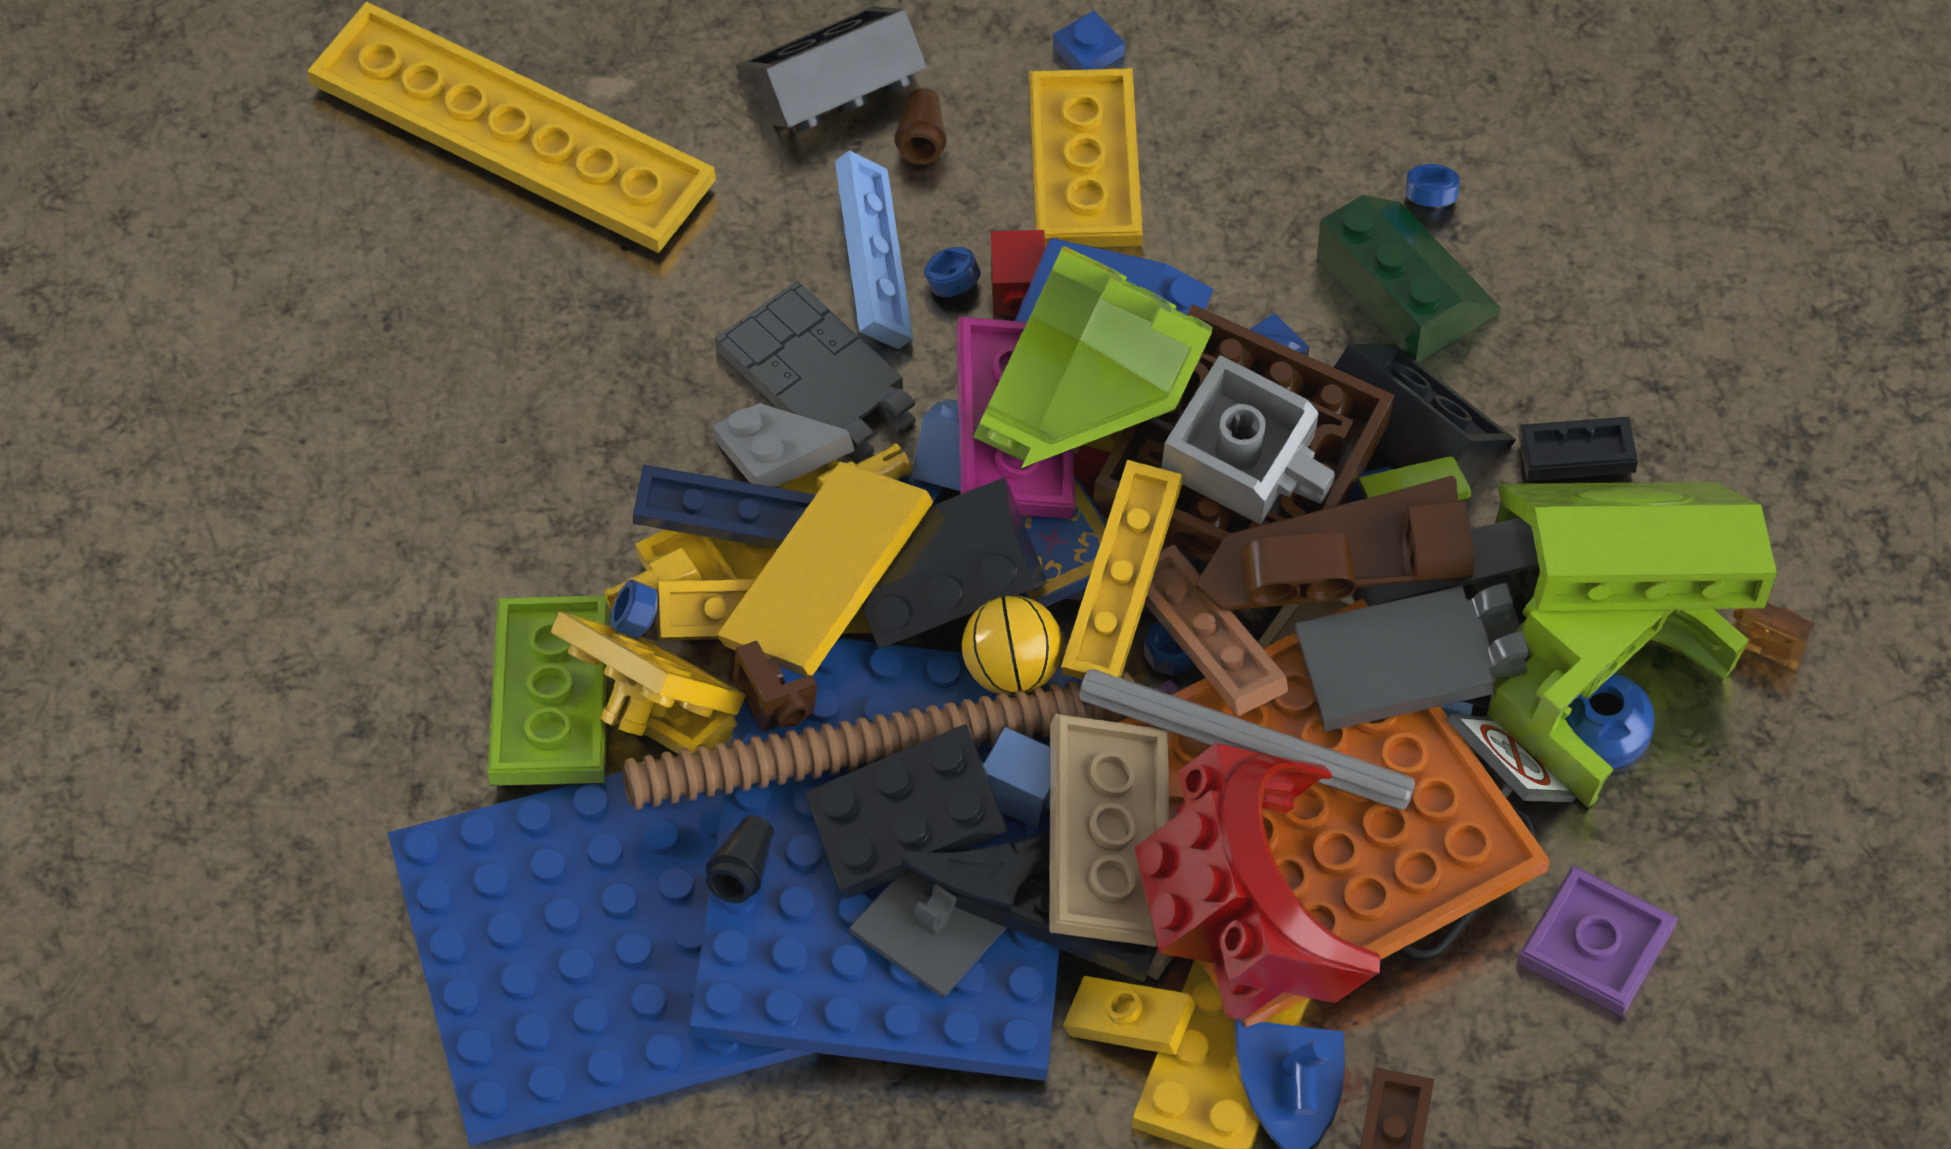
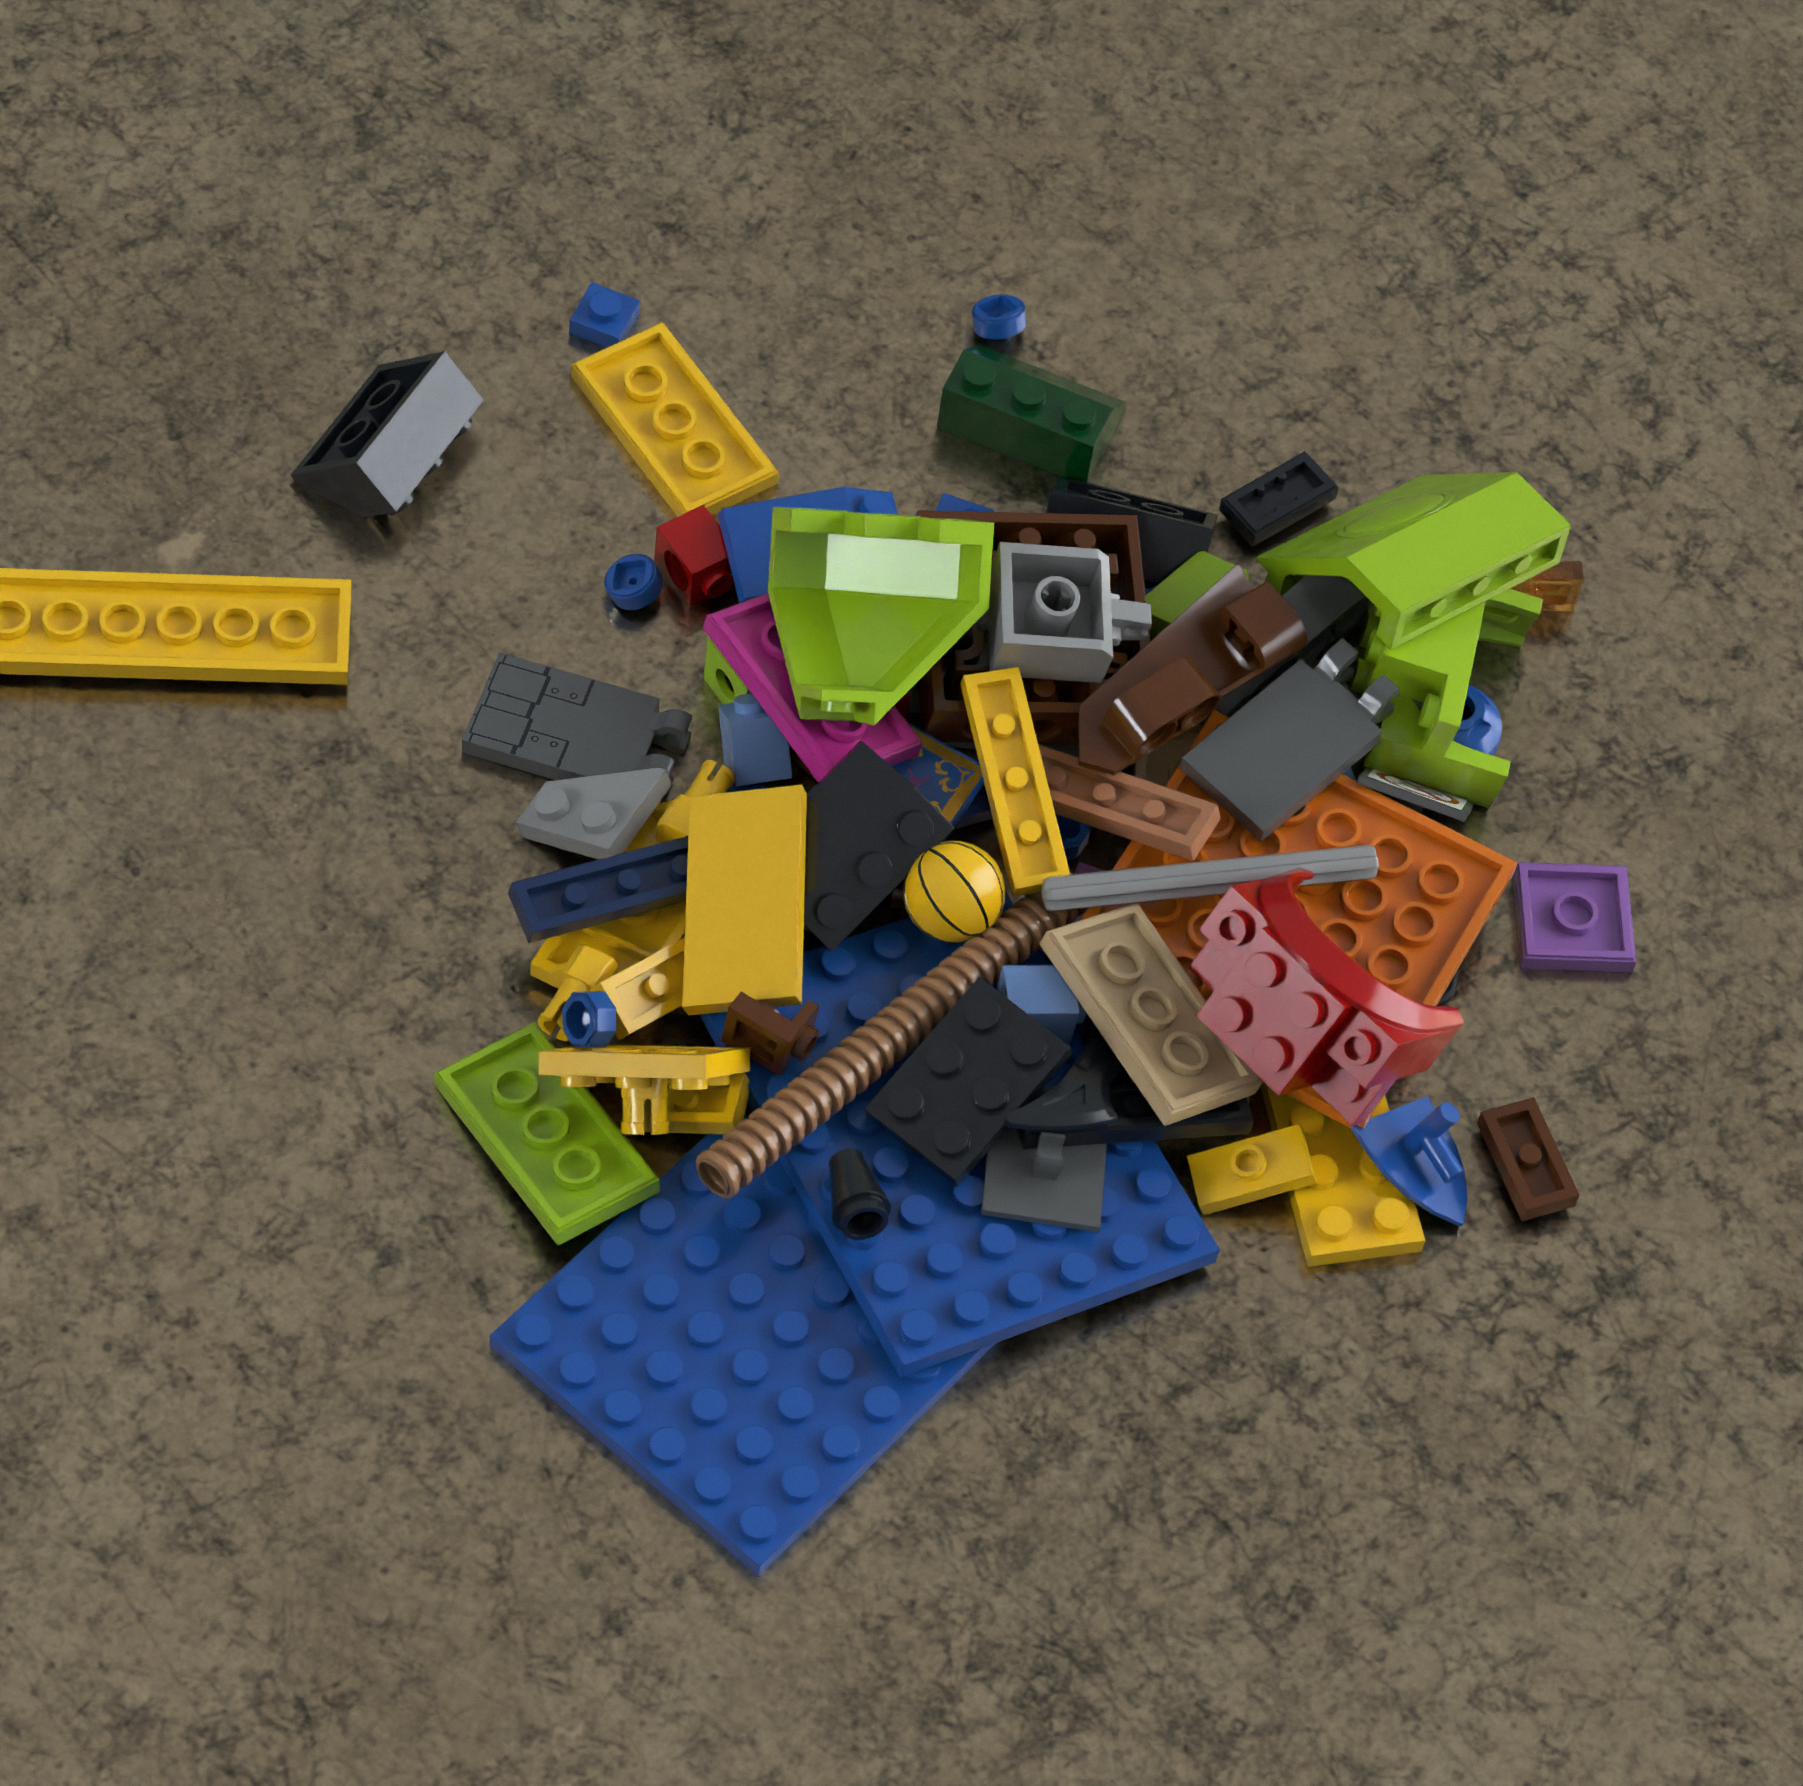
camera: 40 degrees left, 0 degrees up
(873, 250) = (542, 583): light blue plate -> none
(921, 128) = (512, 459): reddish brown cone -> none

